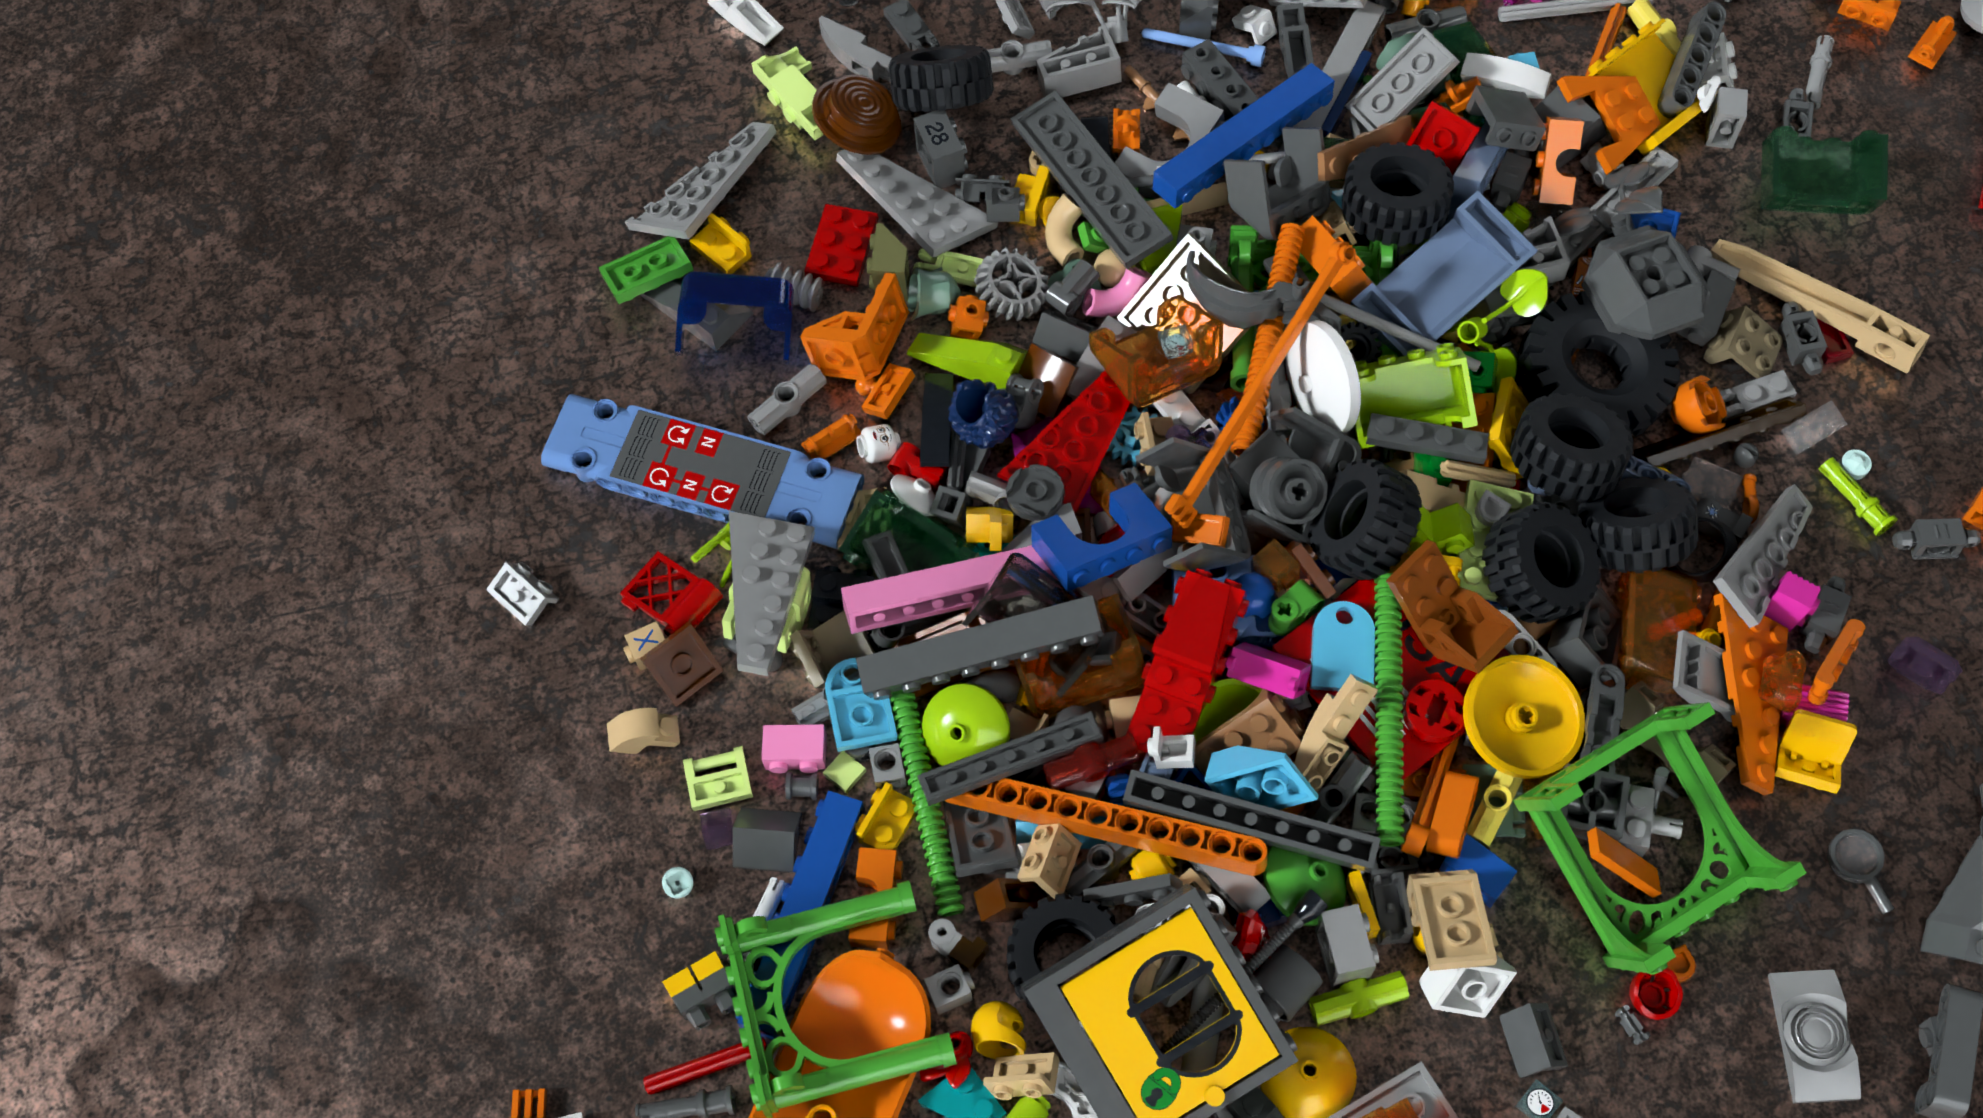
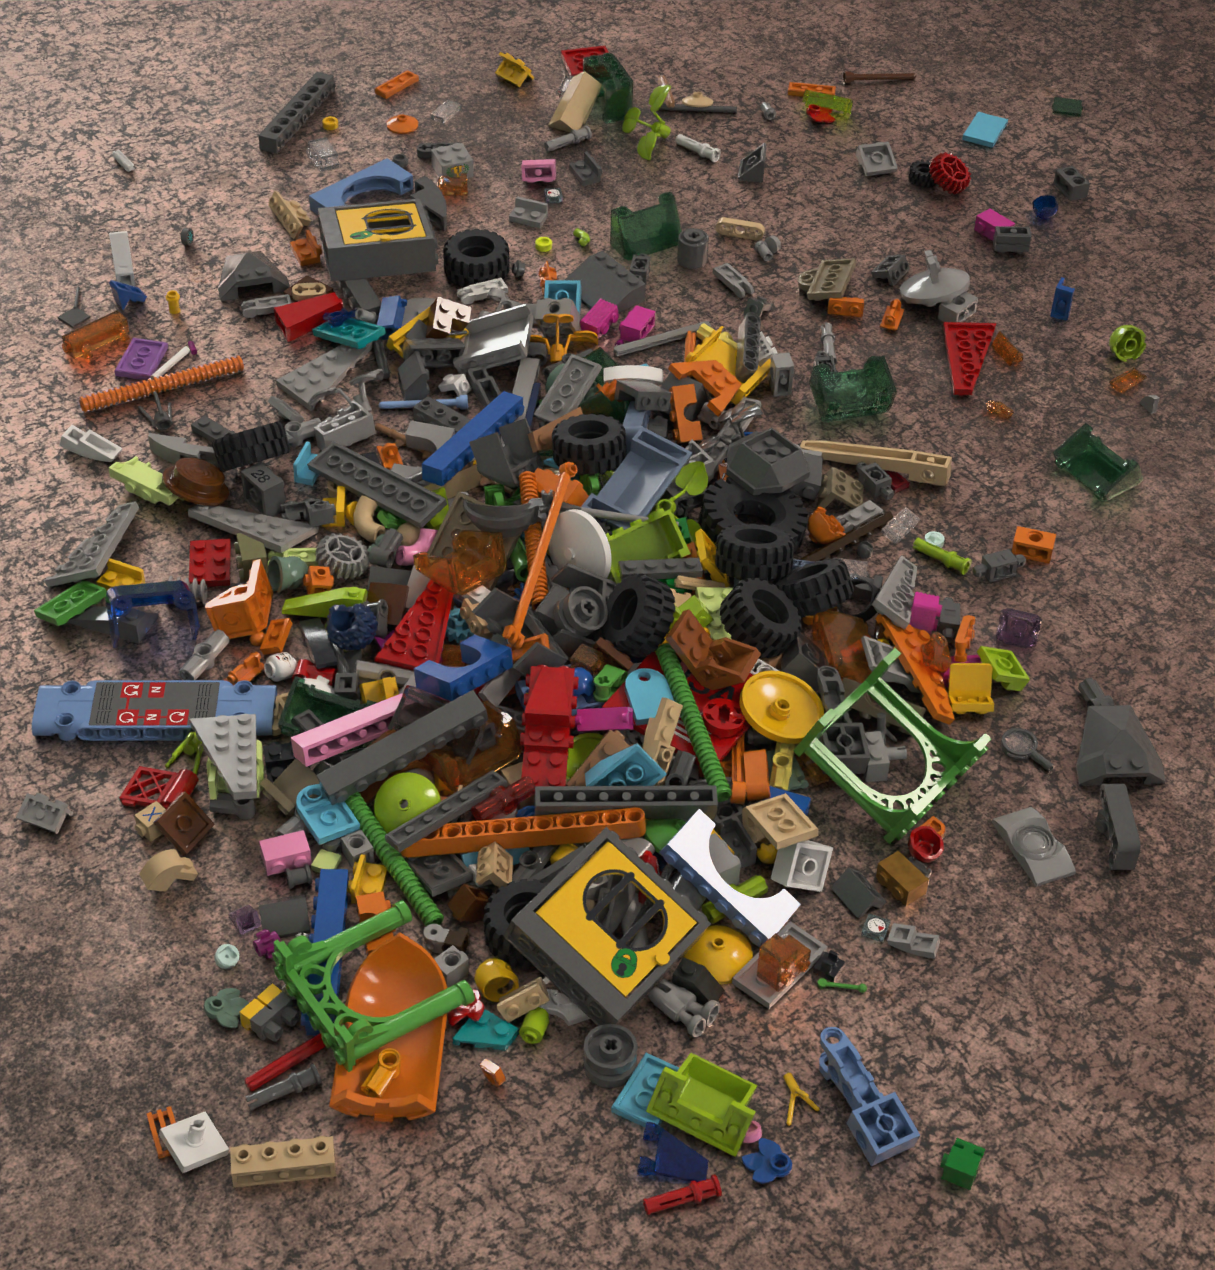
camera: 25 degrees left, 20 degrees down
(661, 959) = (225, 1007): none -> sand green plate
(721, 786) = (236, 892): yellowish green plate -> none
(730, 882) = (265, 943): none -> magenta gear
(1012, 105) = (301, 471): none -> medium azure panel
(1035, 492) = (403, 660): dark grey tile -> none
(1171, 750) = (558, 777): white bracket -> none
(1176, 341) = (470, 556): clear light blue tile -> none
(1308, 937) = (691, 857): none -> arch
(1444, 134) = (607, 405): red tile -> none
(1491, 508) = (715, 597): light grey tile -> none
(1601, 1037) = (902, 878): none -> pearl gold brick
(1623, 862) = (876, 774): orange tile -> none
(1707, 93) = (764, 360): white piece -> none
(1750, 503) = (872, 563): orange piece -> none
(1879, 726) = (1005, 667): none -> lime plate

